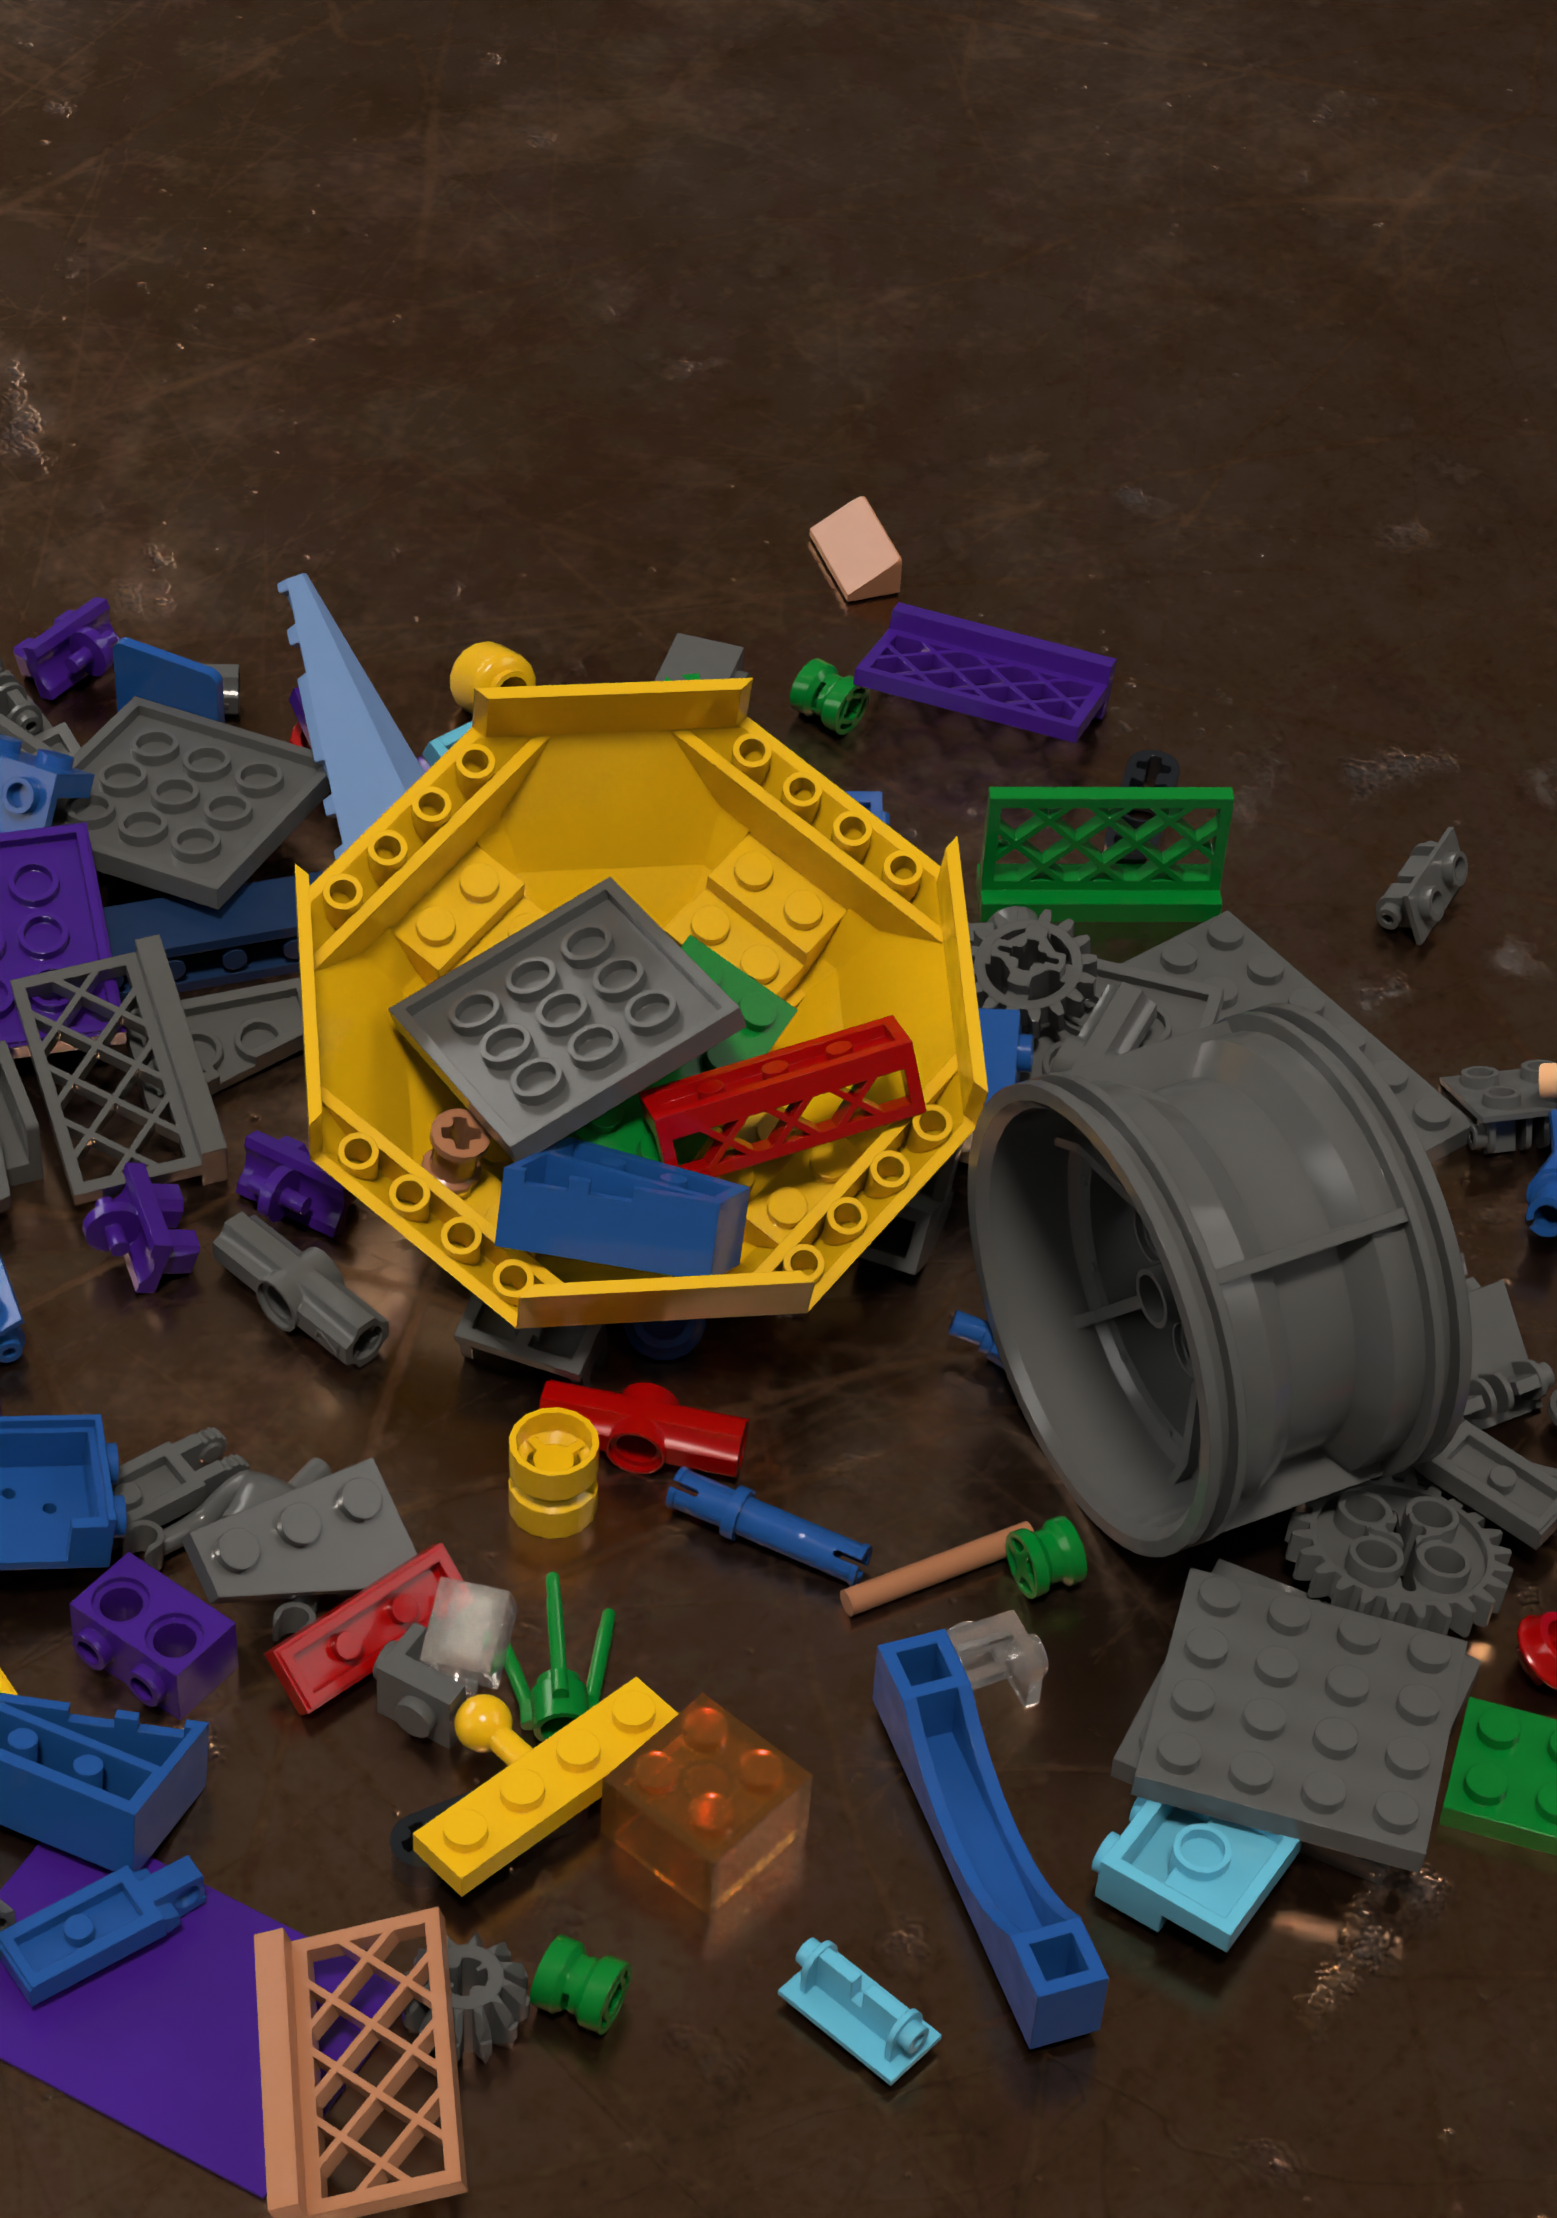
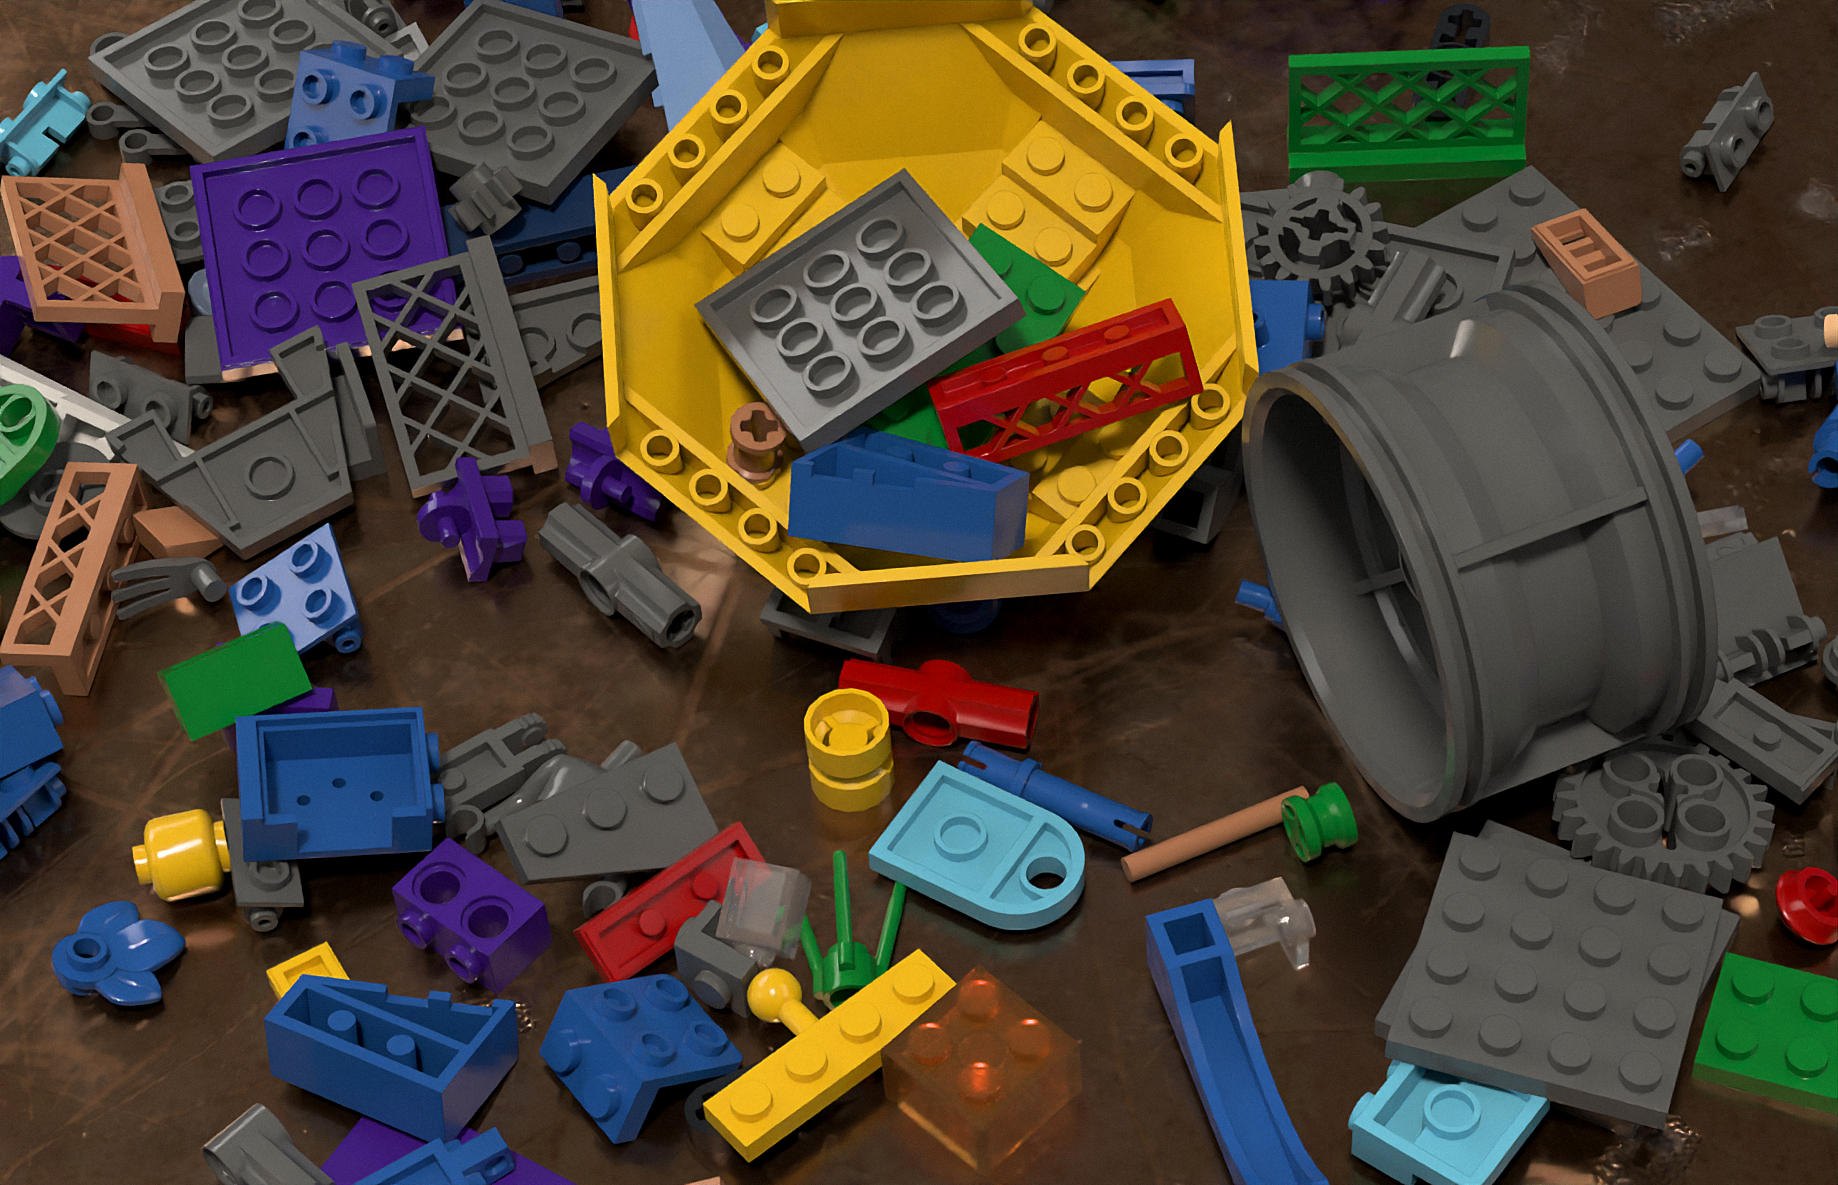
camera: 10 degrees right, 5 degrees up
(151, 899) = (485, 198): none -> dark grey gear
(325, 1770) = (629, 1040): none -> blue bracket
(695, 1580) = (980, 850): none -> medium azure plate
(1300, 989) = (1591, 269): none -> nougat slope

